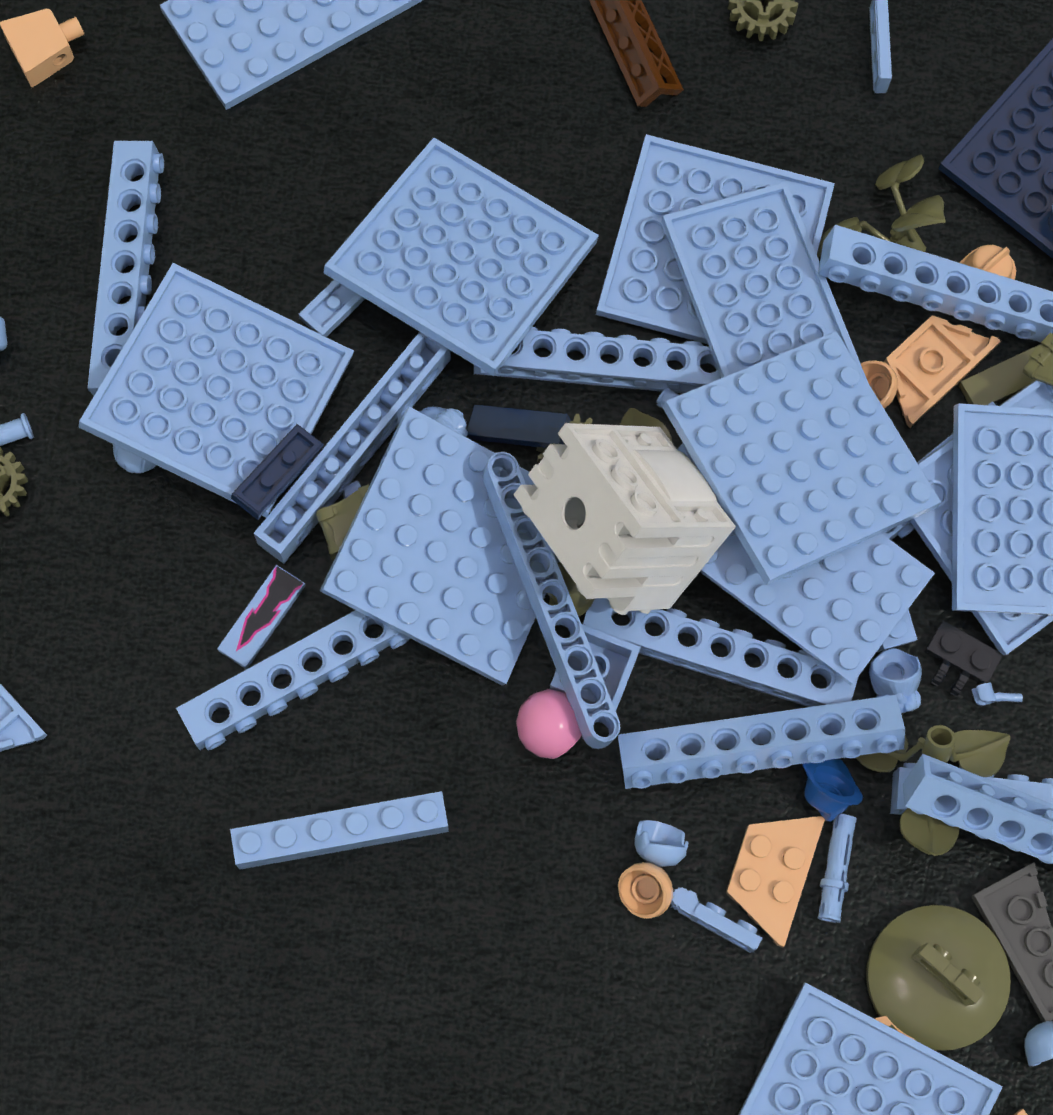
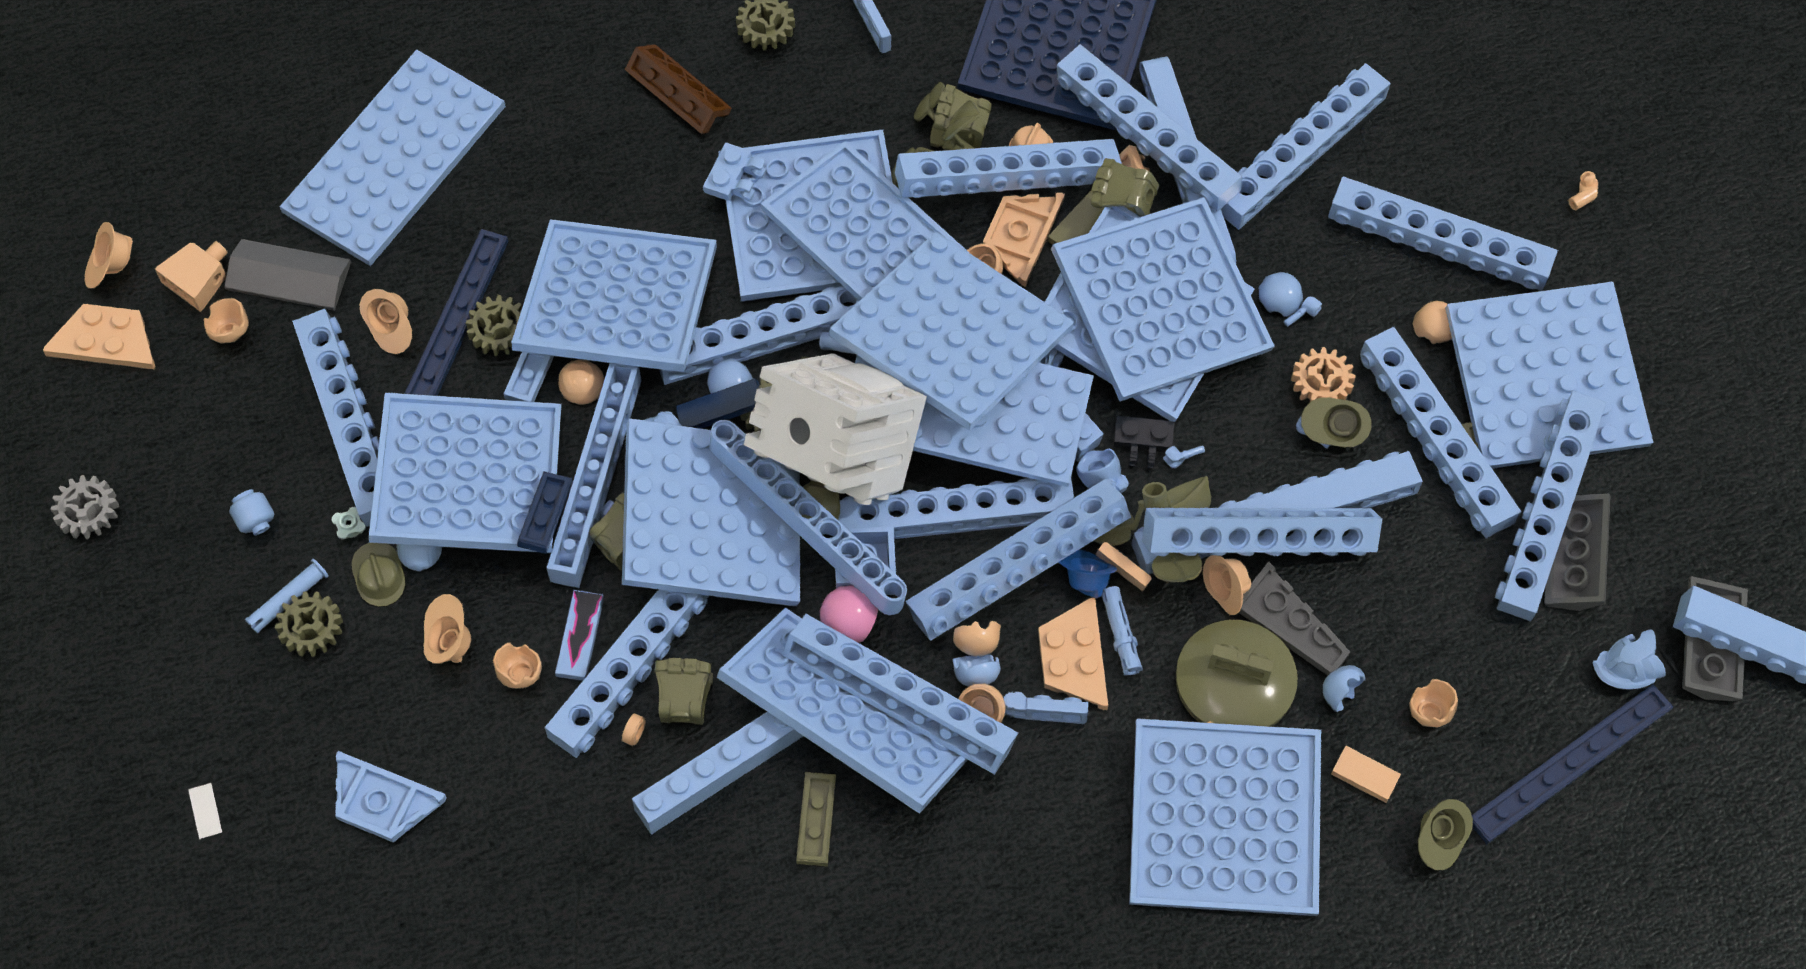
camera: 20 degrees left, 10 degrees down
(49, 111) = (226, 321): none -> light nougat hair
(70, 395) = (348, 531): none -> light aqua plate
(83, 461) = (378, 574): none -> olive piece
(122, 556) = (444, 630): none -> light nougat piece
(136, 83) = (286, 274): none -> dark grey slope
(180, 624) = (517, 666): none -> light nougat hair
(214, 179) = (387, 320): none -> light nougat piece
(269, 748) = (633, 729): none -> light nougat tile
(290, 205) = (452, 323): none -> dark blue tile
(325, 220) = (495, 322): none -> olive gear
(337, 730) = (683, 689): none -> olive piece
(385, 335) = (581, 382): none -> light nougat piece
(417, 931) = (816, 819): none -> olive tile
(503, 834) = (837, 721): none -> light blue plate
(544, 395) = (727, 374): none -> light blue hair
(563, 857) = (900, 693): none -> light blue brick
(645, 162) = (727, 172): none -> light blue plate
(676, 813) = (976, 640): none -> light nougat hair
(872, 798) = (1124, 566): none -> light nougat tile
(922, 185) = (949, 102): none -> olive piece
(977, 868) = (1226, 582): none -> light nougat piece

